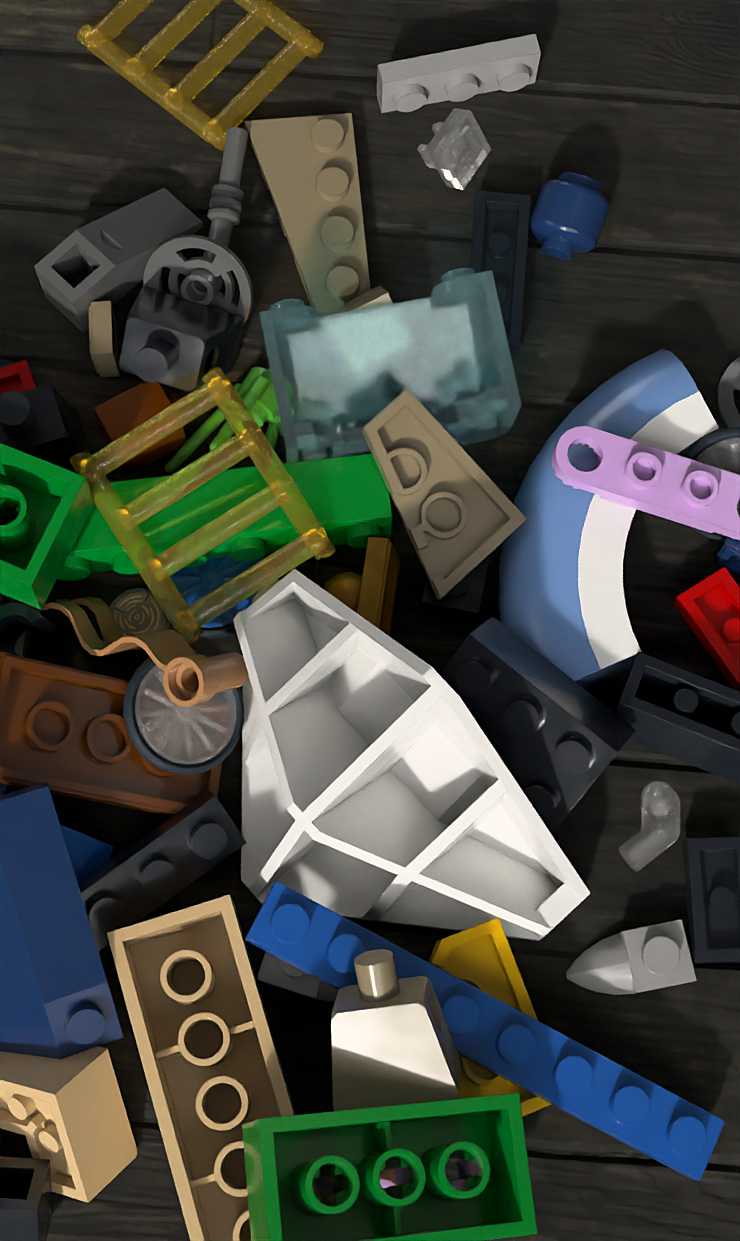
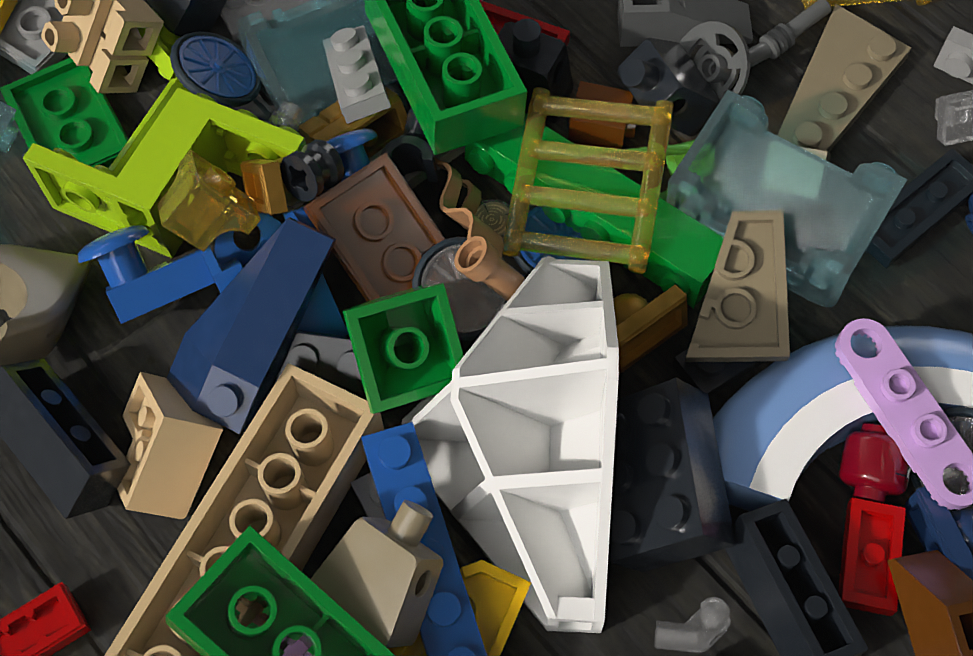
camera: 50 degrees right, 10 degrees down
(104, 339) = (622, 50): dark tan tile -> none
(201, 816) = (404, 345): none -> green slope
(667, 551) = (873, 464): none -> dark red head

